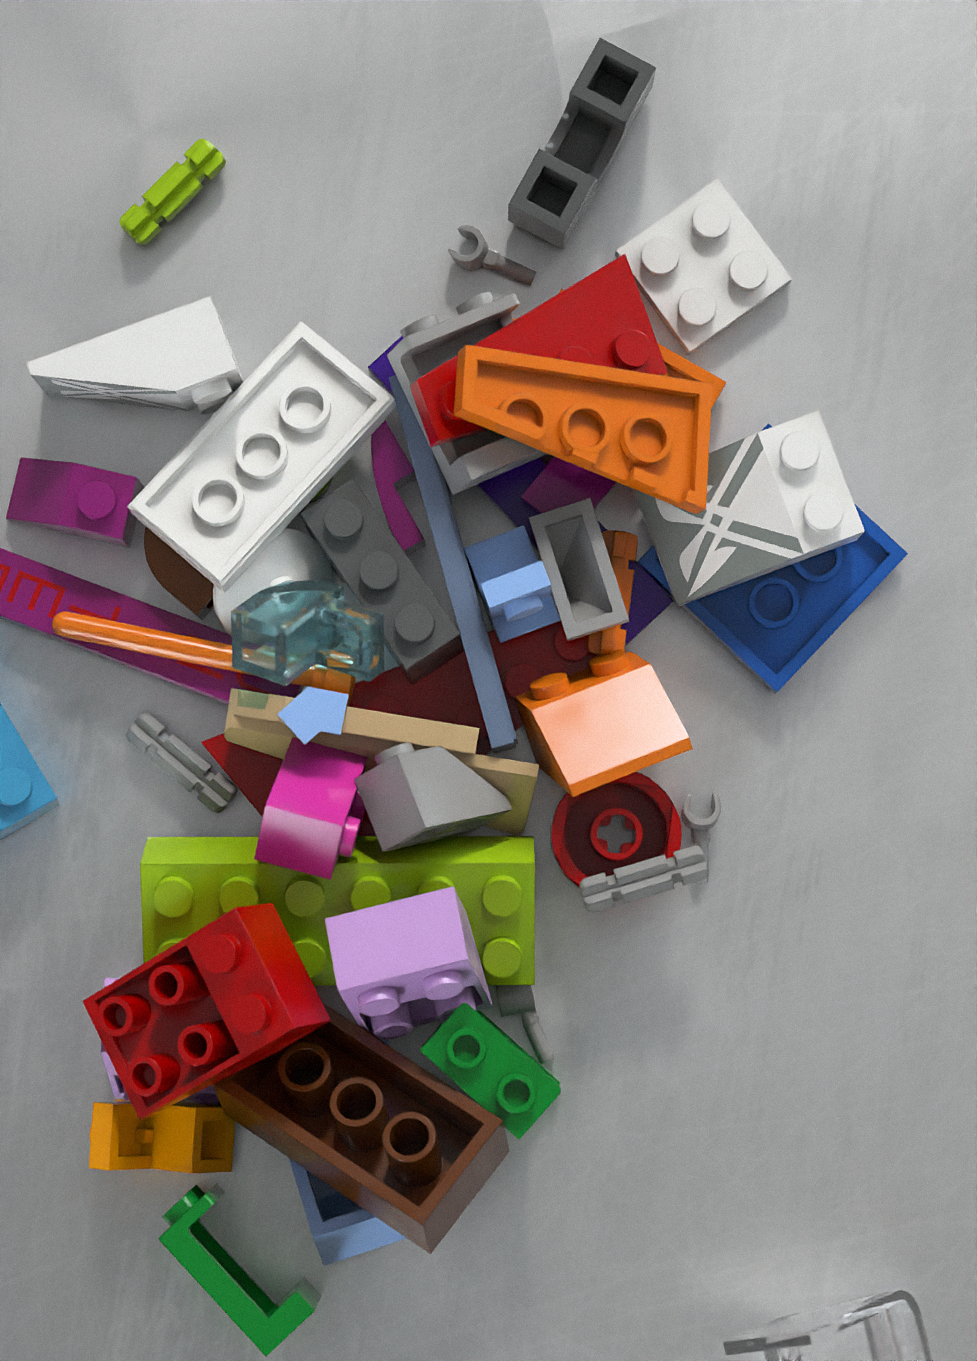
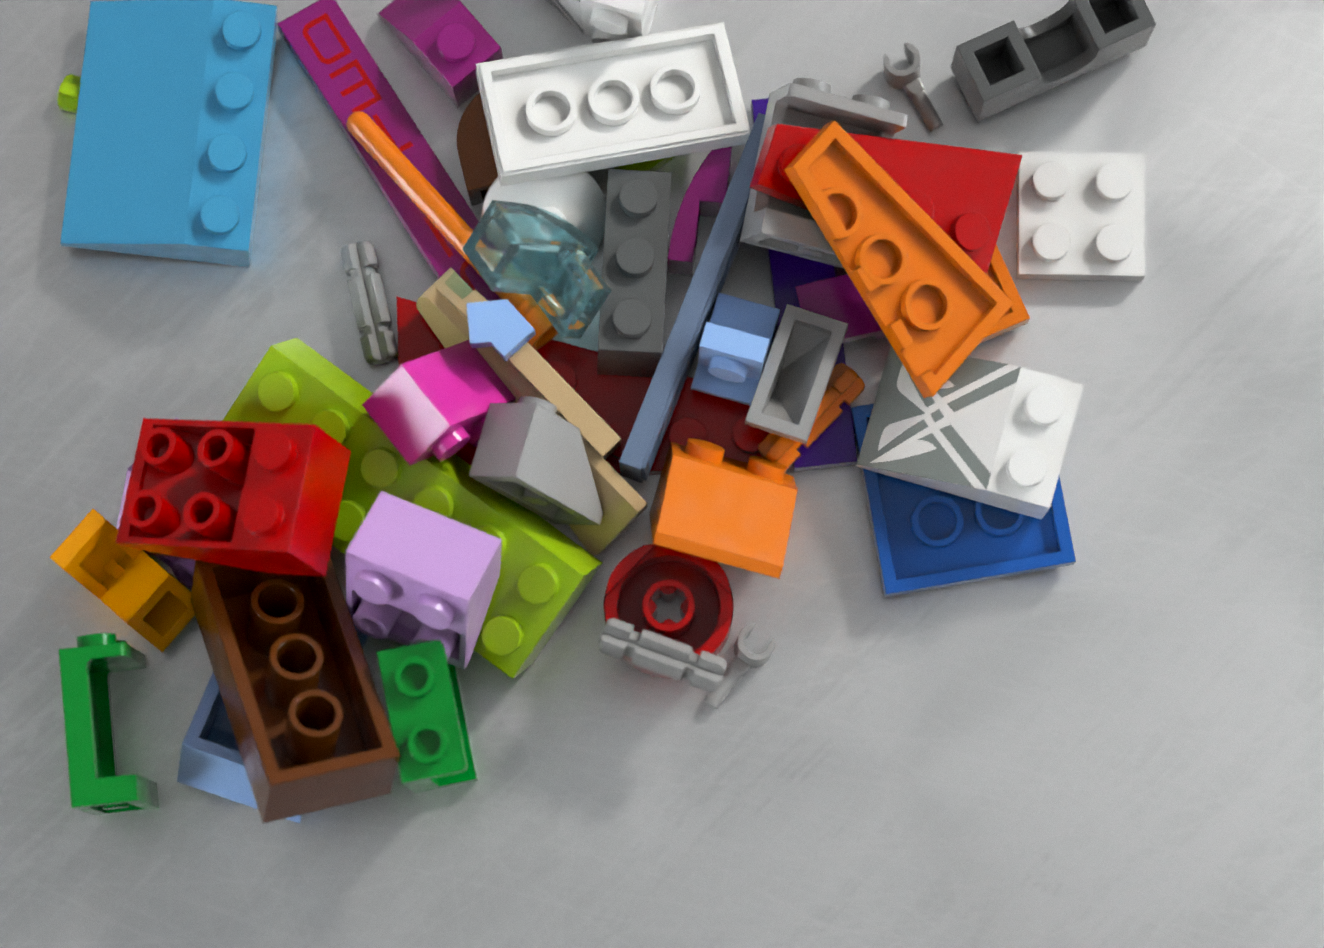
camera: 40 degrees right, 5 degrees down
(520, 1000) = (495, 688): light grey hand -> none

